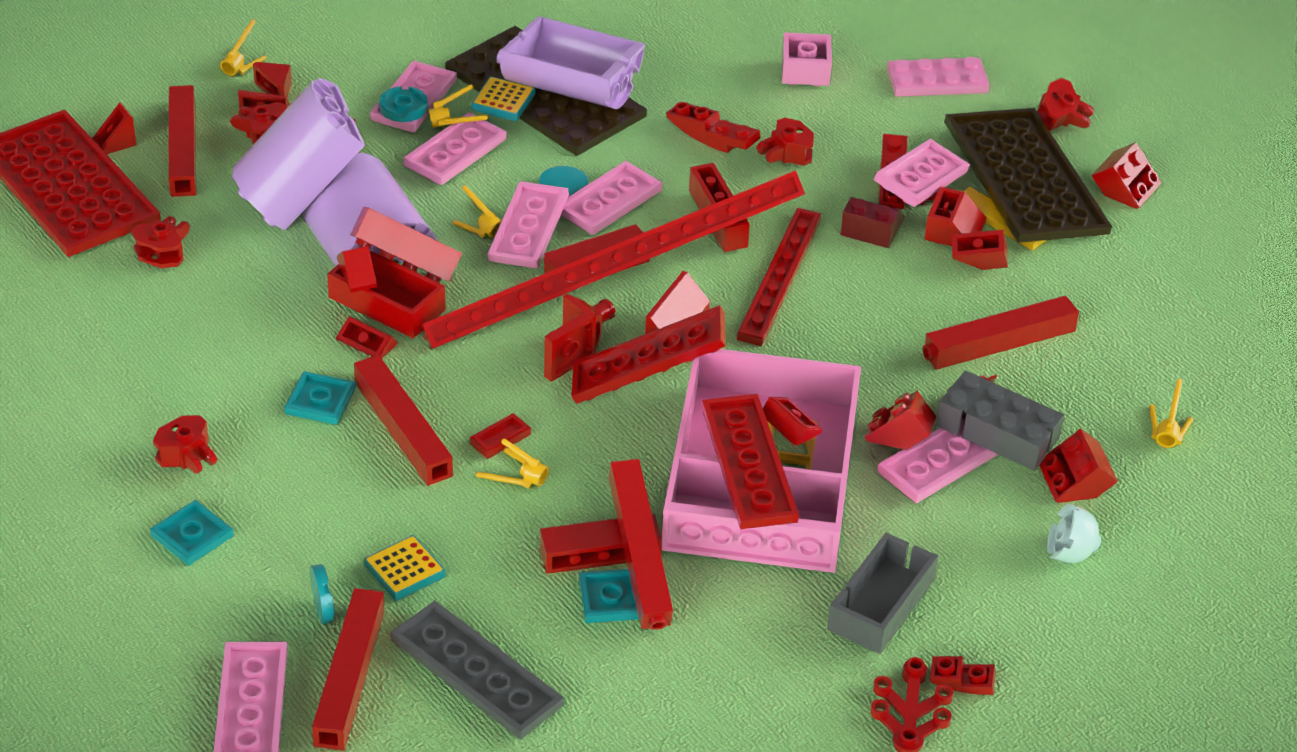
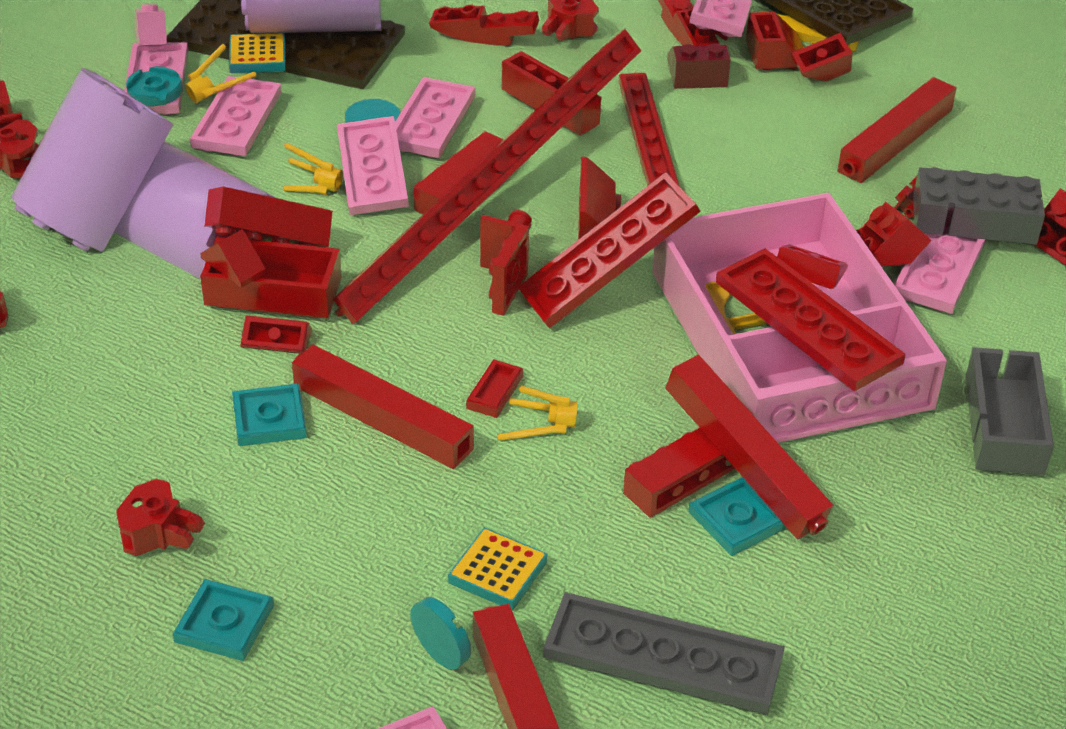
camera: 25 degrees left, 0 degrees up
(431, 50) = (150, 25): none -> bright pink slope

